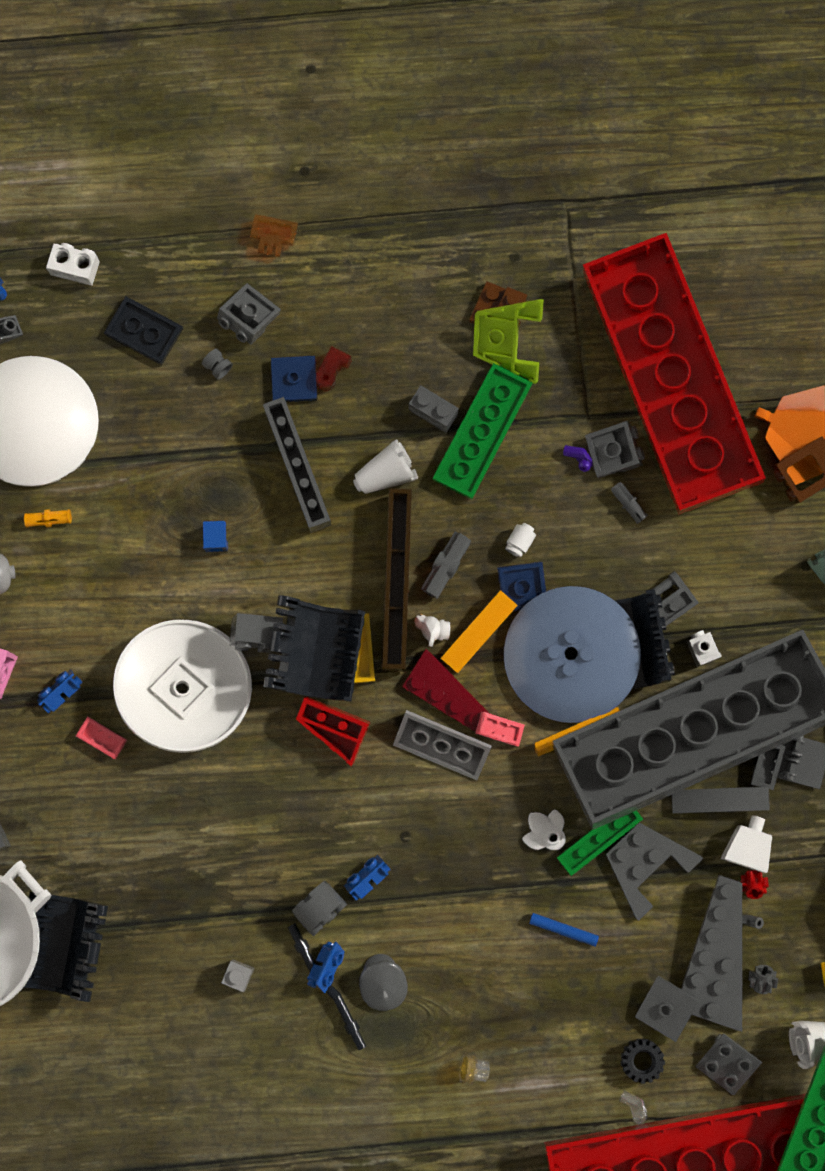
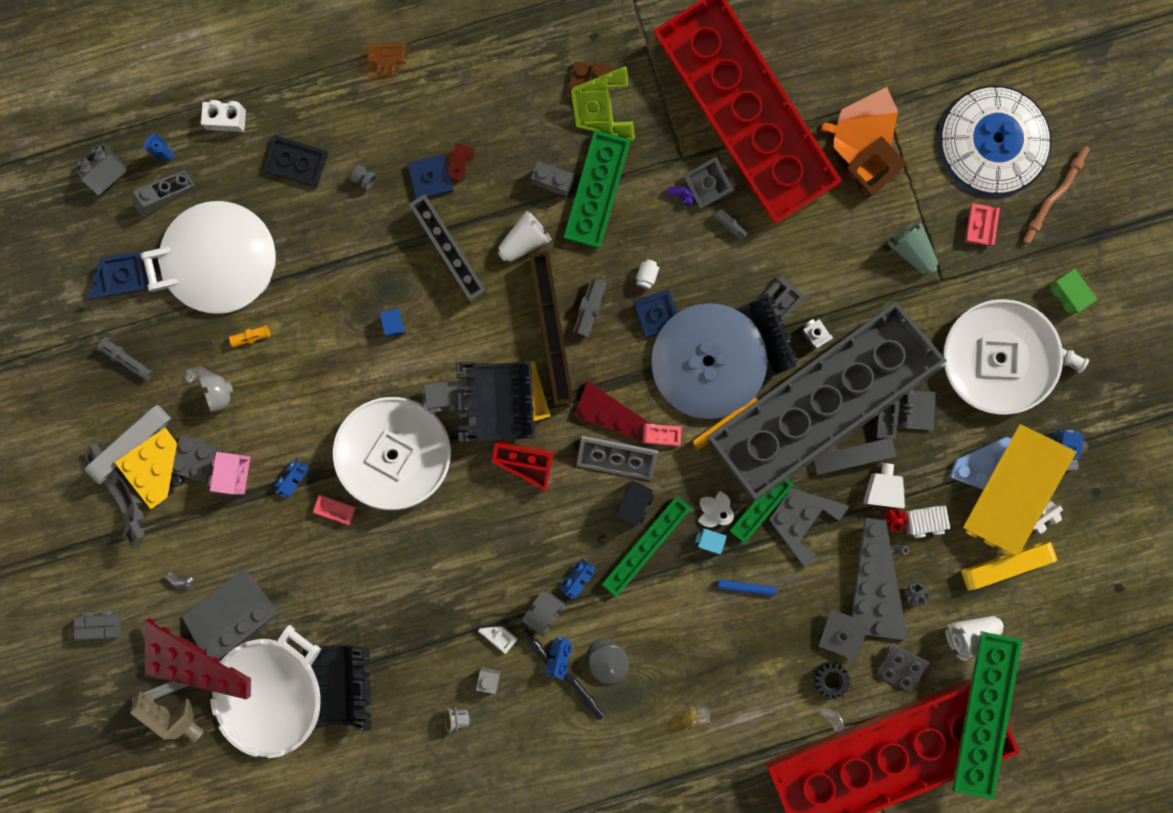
camera: 10 degrees left, 5 degrees up
(190, 1013) = (456, 719): none -> light grey piece
(247, 314) = (379, 129): dark grey plate -> none
(261, 927) = (500, 637): none -> white tile
(432, 628) = (589, 363): white animal -> none
(451, 801) = (634, 503): none -> black brick
(455, 855) = (646, 546): none -> green plate
(479, 631) = (628, 357): light orange tile -> none
(532, 865) = (710, 540): none -> medium azure brick
(792, 894) = (927, 520): none -> white brick

